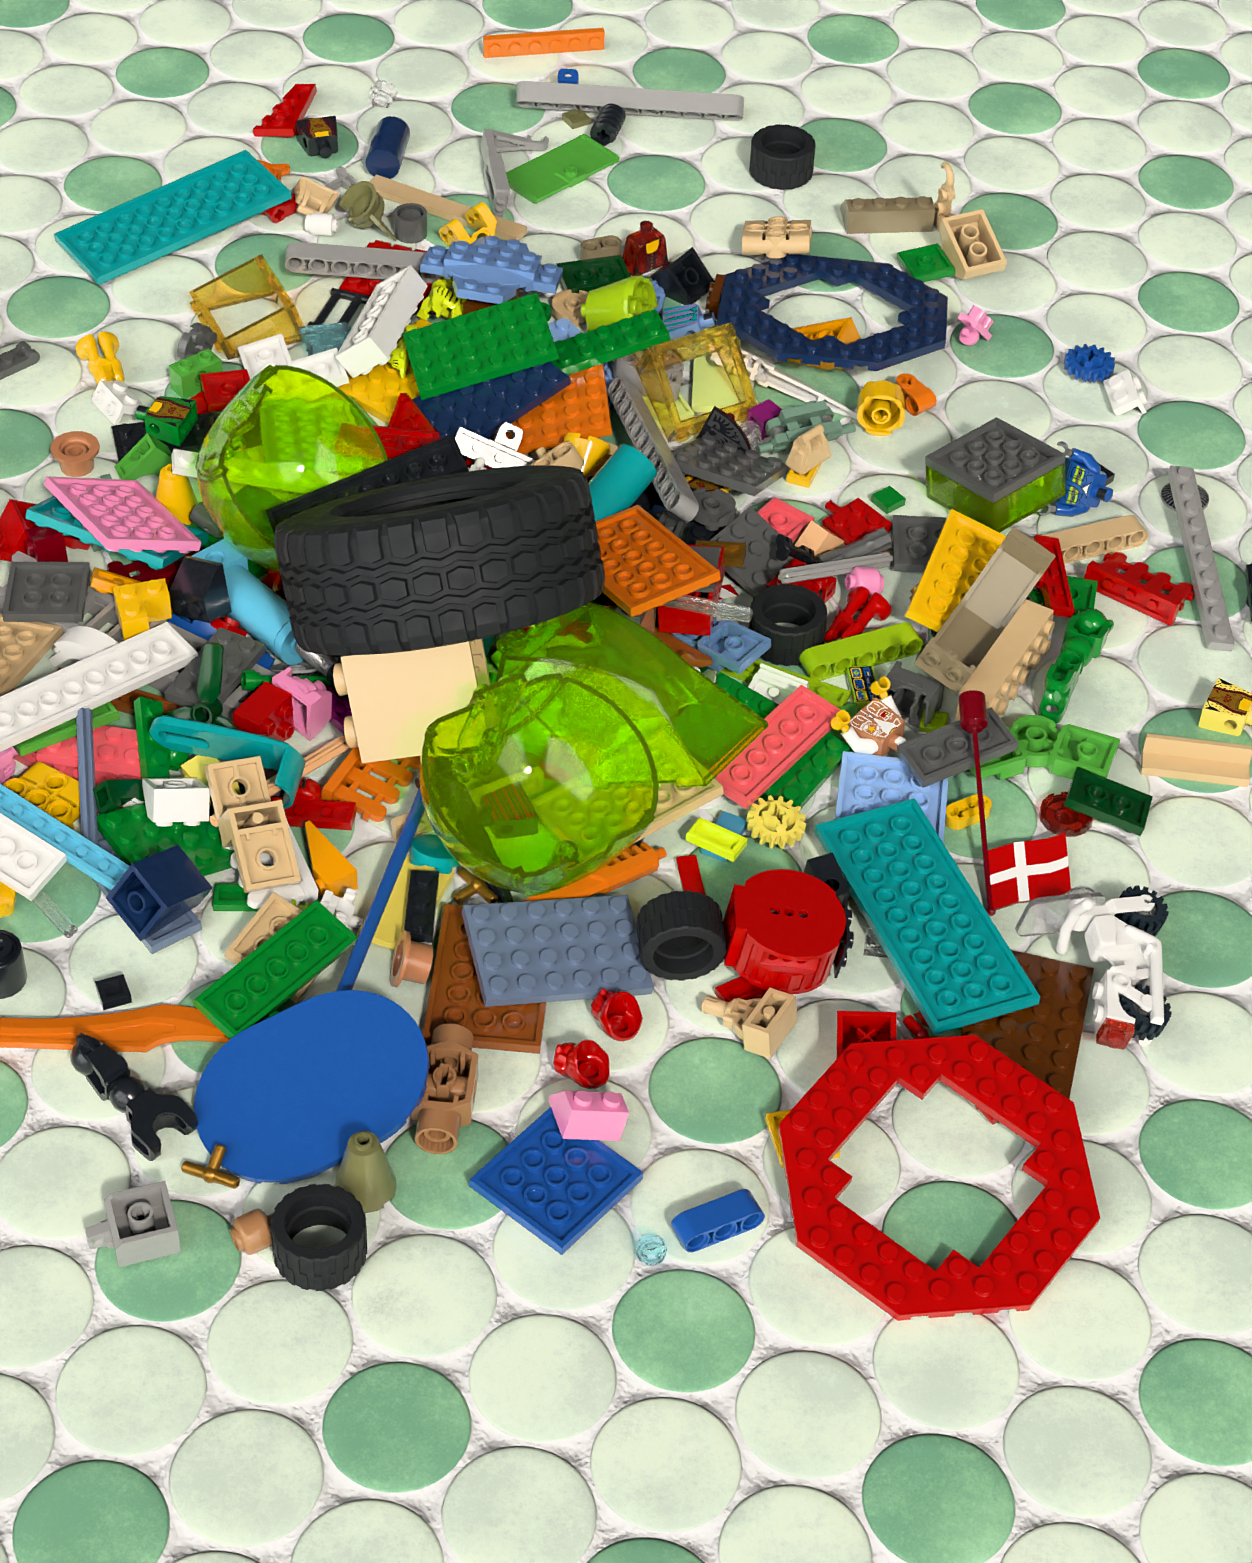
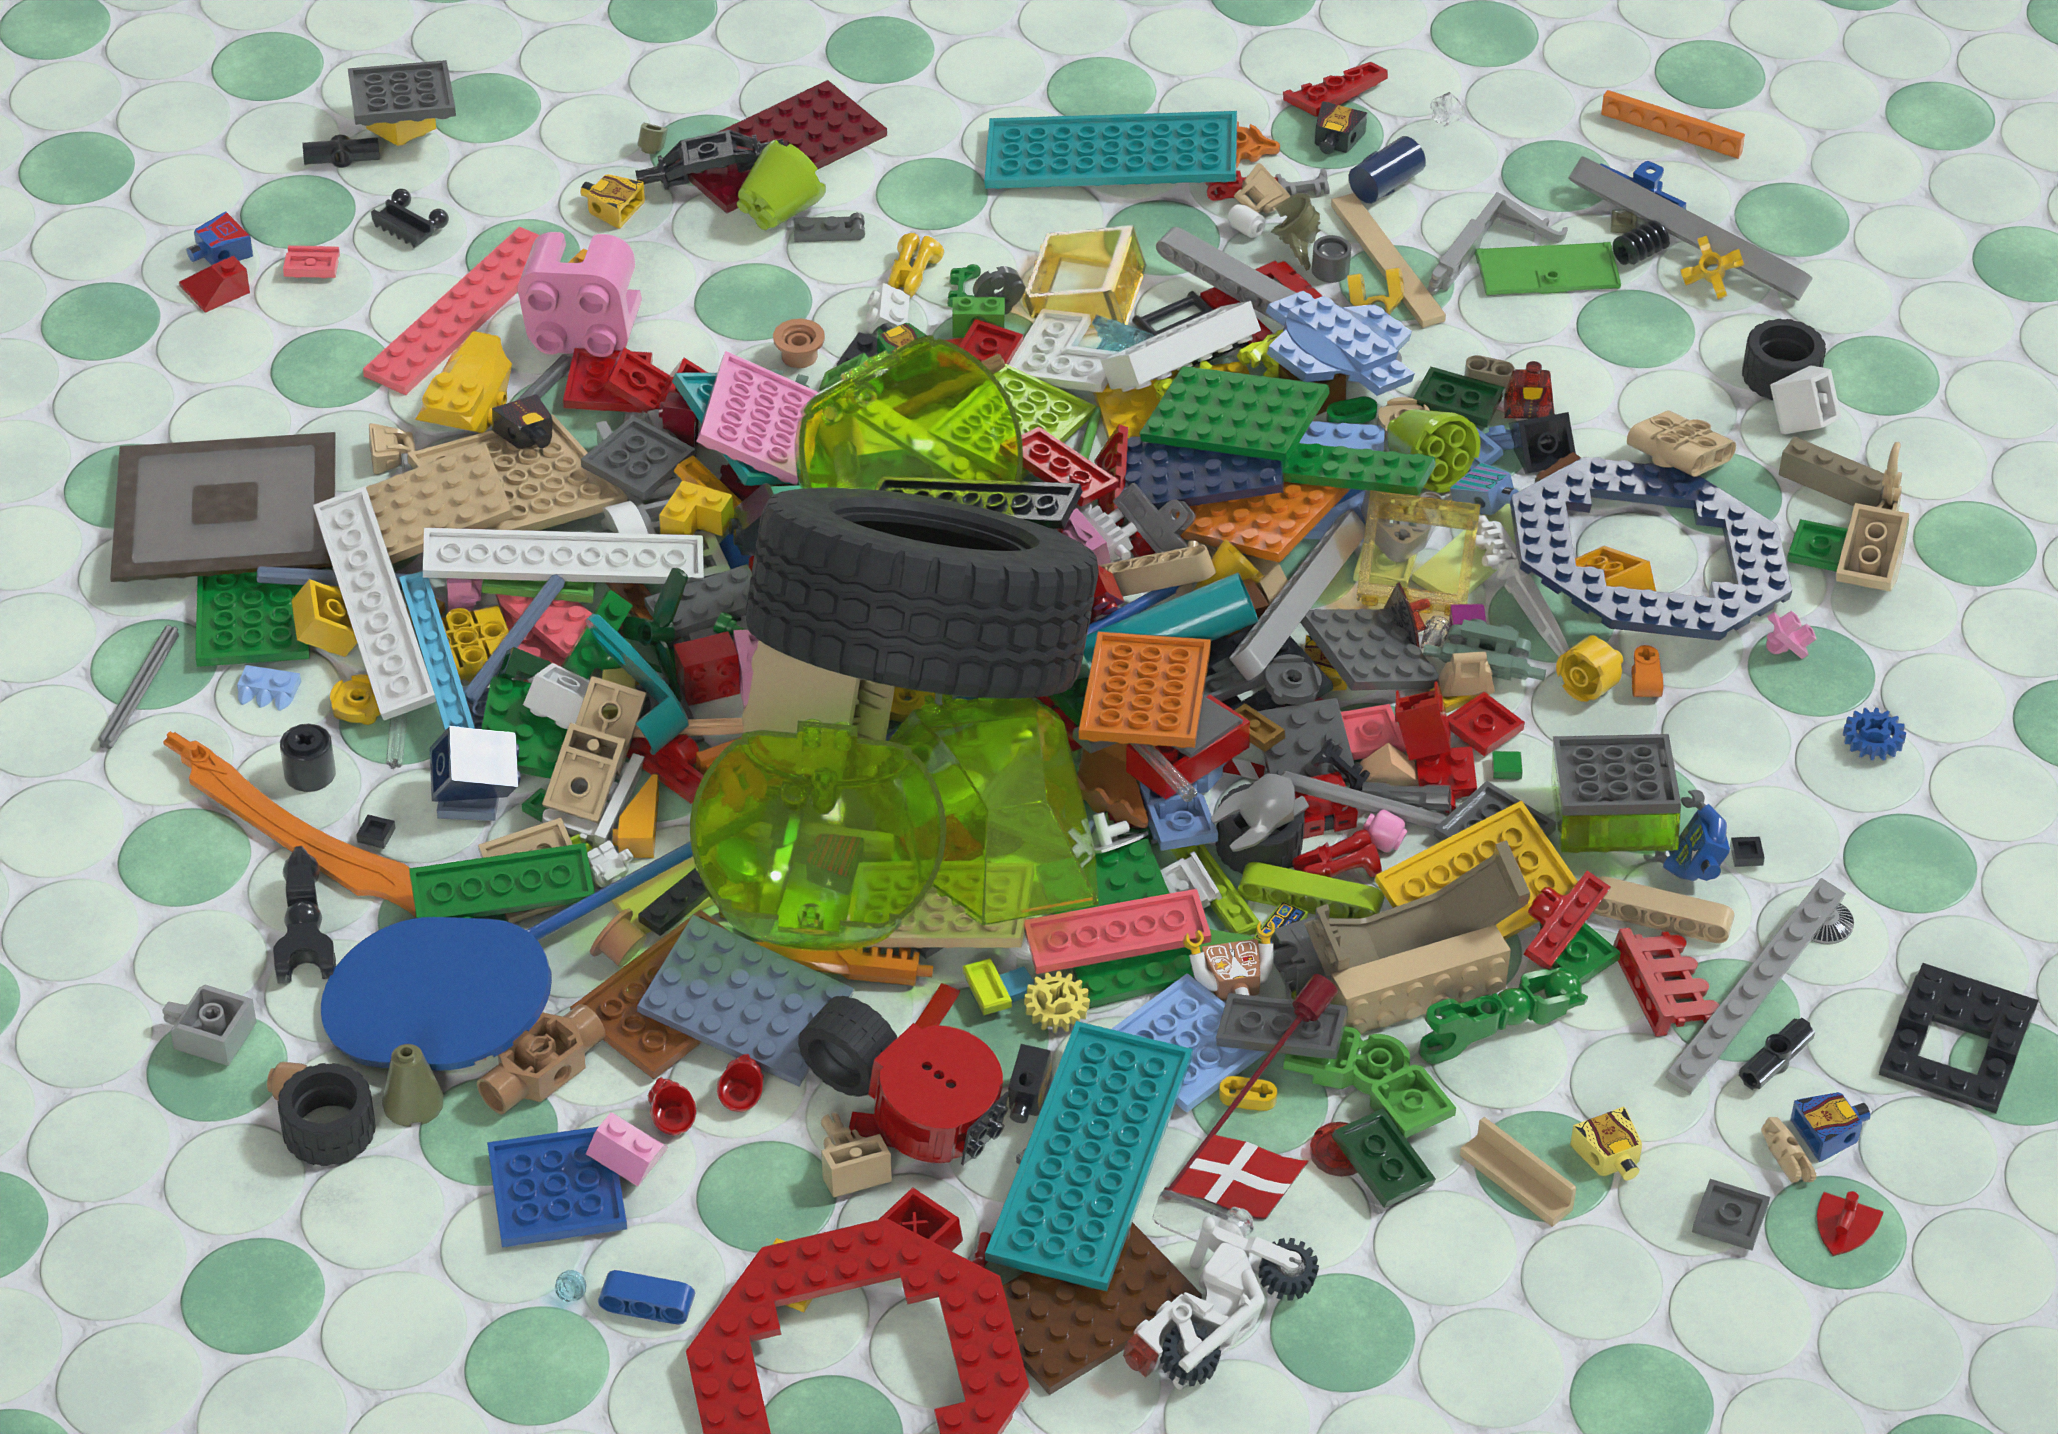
camera: 40 degrees right, 0 degrees up
(147, 353) = (958, 277): none -> green piece
(211, 1173) = (307, 1018): pearl gold piece -> none
(672, 126) = (1725, 262): none -> yellow pin
(798, 601) = (1264, 807): none -> light grey piece
(822, 493) = (1423, 723): none -> red piece
(827, 174) = (1806, 400): none -> white slope
(846, 479) = (1484, 724): none -> red plate
(1125, 393) = (1880, 784): white bracket -> none

